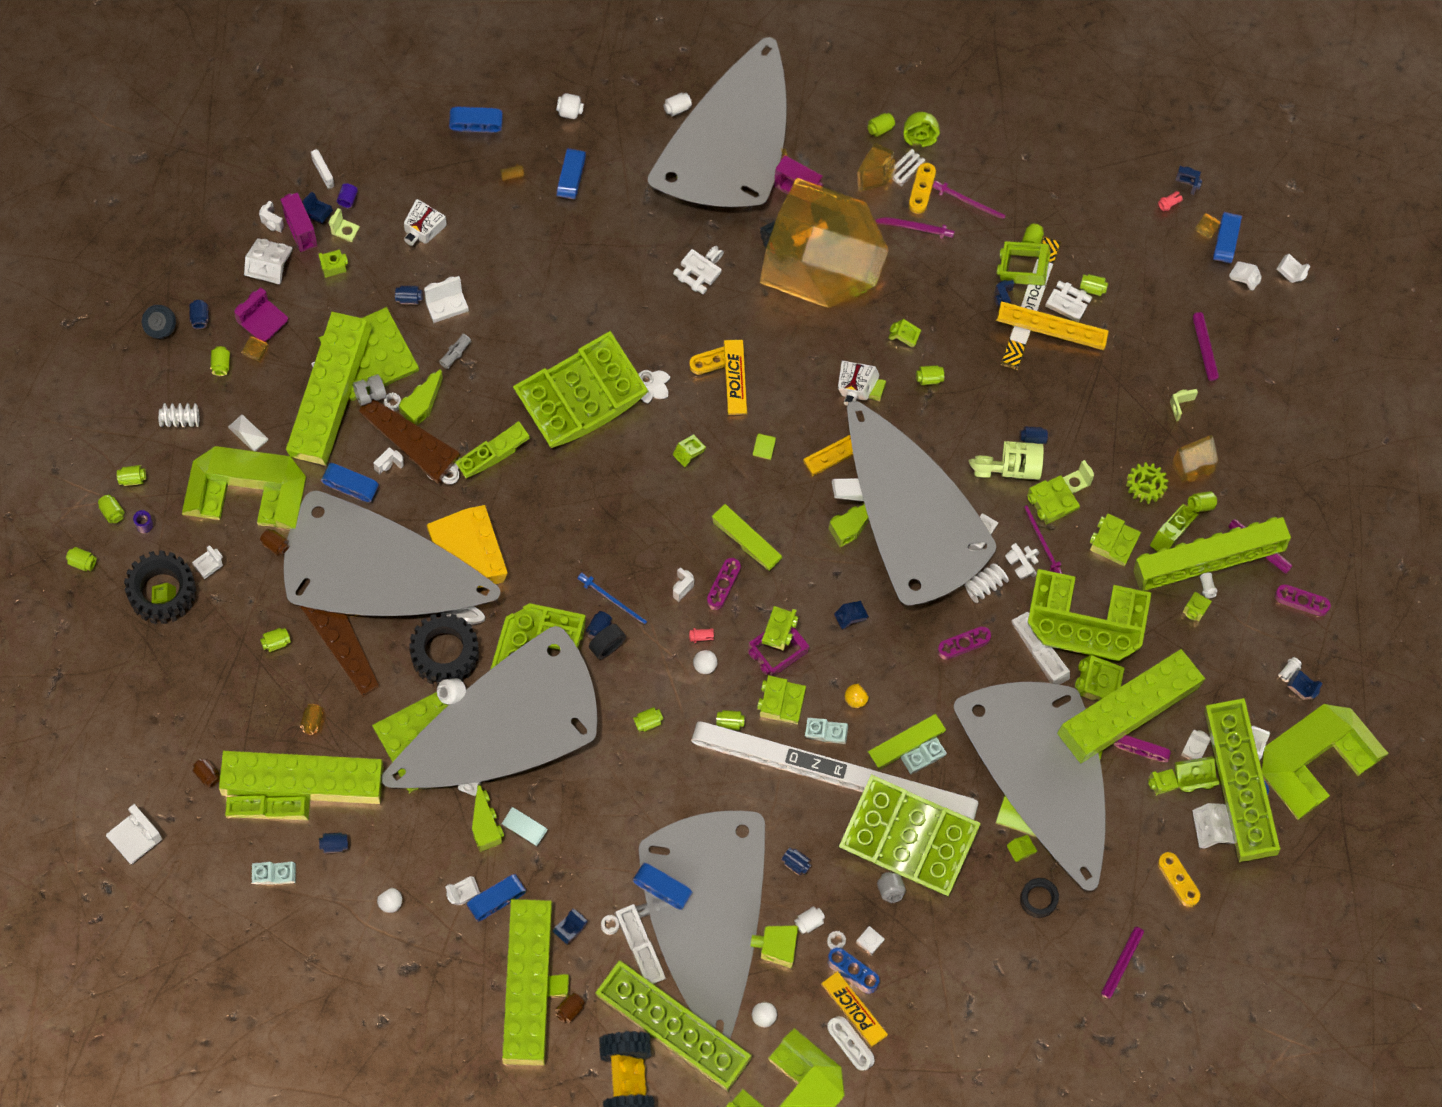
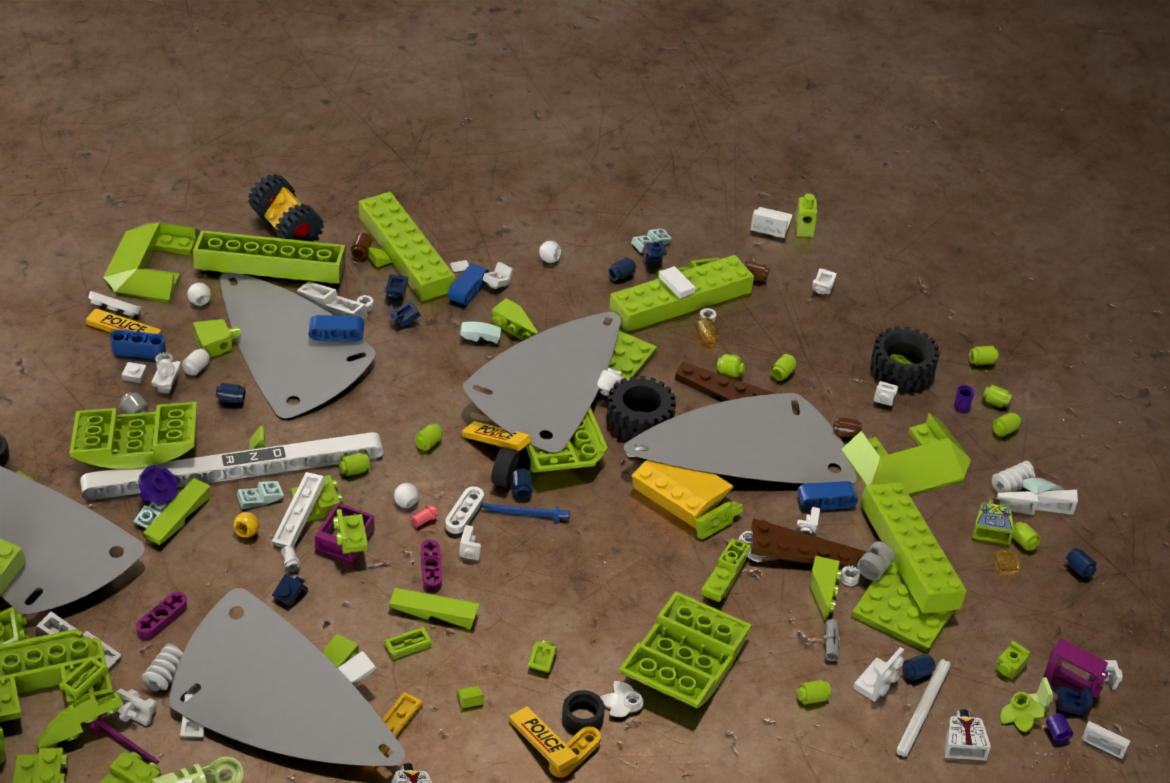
camera: 150 degrees right, 25 degrees down
(98, 816) = (806, 209): none -> lime torso
(152, 724) = (824, 281): none -> white bracket
(158, 321) = (1107, 540): black wheel -> none
(164, 393) = (1039, 485): none -> light aqua slope
(186, 388) = (1027, 502): none -> white slope
(234, 386) = (994, 523): none -> torso
(248, 433) = (948, 496): white slope -> none
(260, 316) = (1029, 587): magenta bracket -> none
(266, 260) = (1074, 630): white bracket -> none
(289, 841) = (654, 252): none -> dark blue bracket
(296, 747) = (707, 311): none -> white bush
(308, 770) = (677, 282): none -> white tile
(323, 664) = (731, 366): none -> lime head
(363, 220) = (1024, 714): none -> lime plate
(430, 264) = (923, 708): none -> white axle
(441, 508) = (717, 519): none -> lime hinge
(484, 938) = (459, 266): none -> white sticker
(505, 315) = (814, 691): none -> lime brick
(582, 886) = (404, 314): none -> dark blue bracket
(586, 653) = (496, 436): none -> yellow tile
(670, 618) = (457, 519): none -> white plate
(689, 374) = (586, 698): none -> black tyre
(772, 525) = (409, 646): none -> lime tile
(800, 792) = (258, 439): none -> lime slope
(807, 682) = (299, 510): none -> white plate
(835, 646) = (291, 562): none -> white pin
(845, 912) = (166, 375): none -> white hips
(915, 765) = (157, 485): none -> dark purple tile
(1041, 595) = (86, 680): none -> lime tile
(1071, 562) = (67, 722): none -> lime slope

